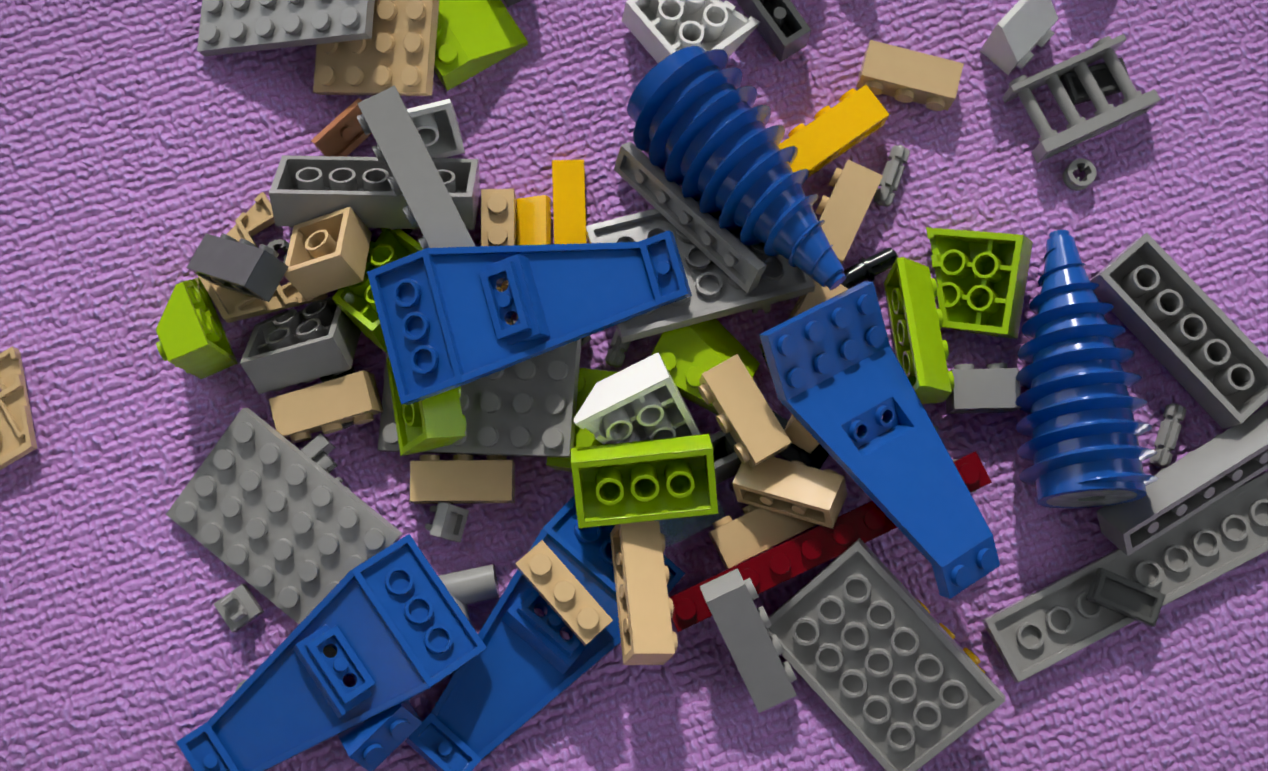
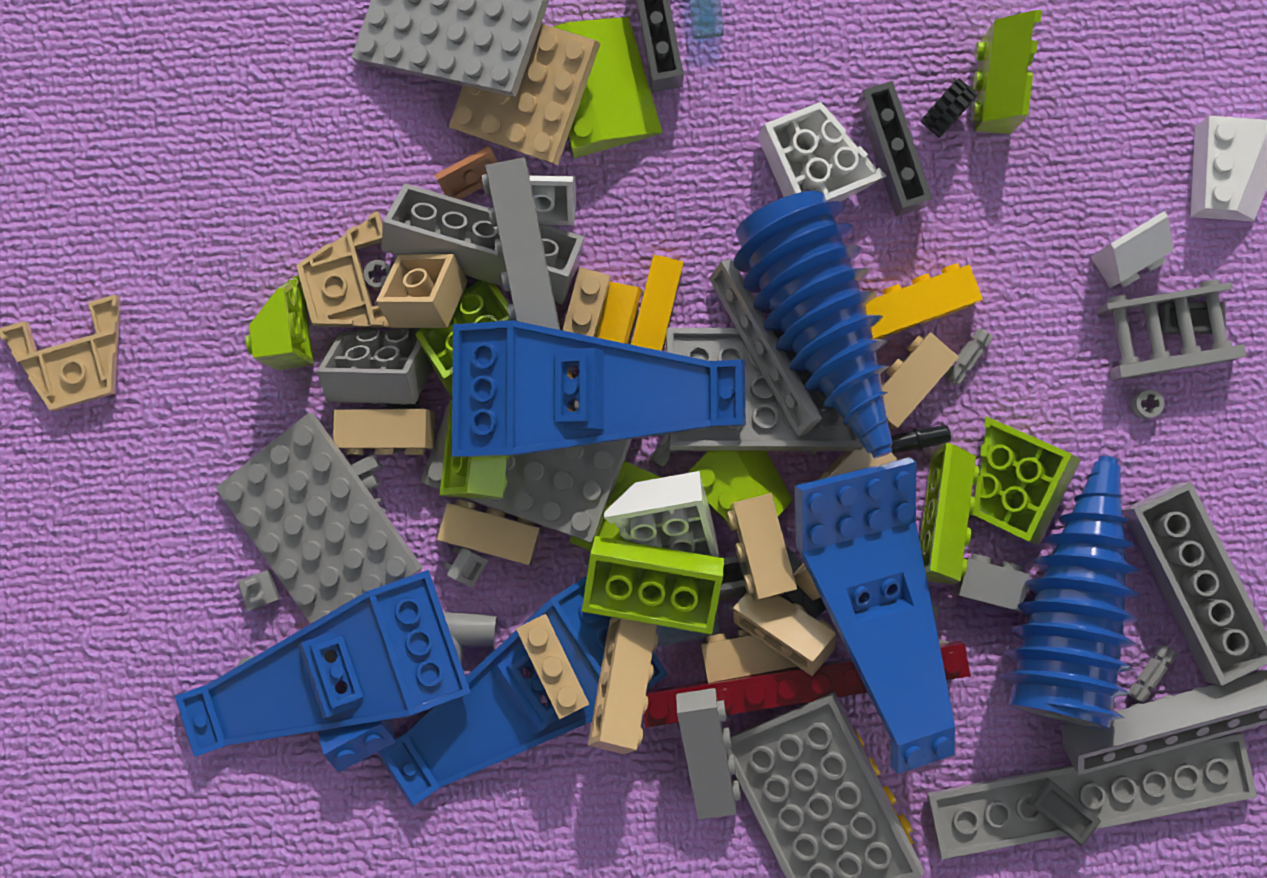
camera: 20 degrees right, 5 degrees up
(238, 265) = (338, 281): dark grey brick -> none
(910, 75) = (1014, 265): tan brick -> none

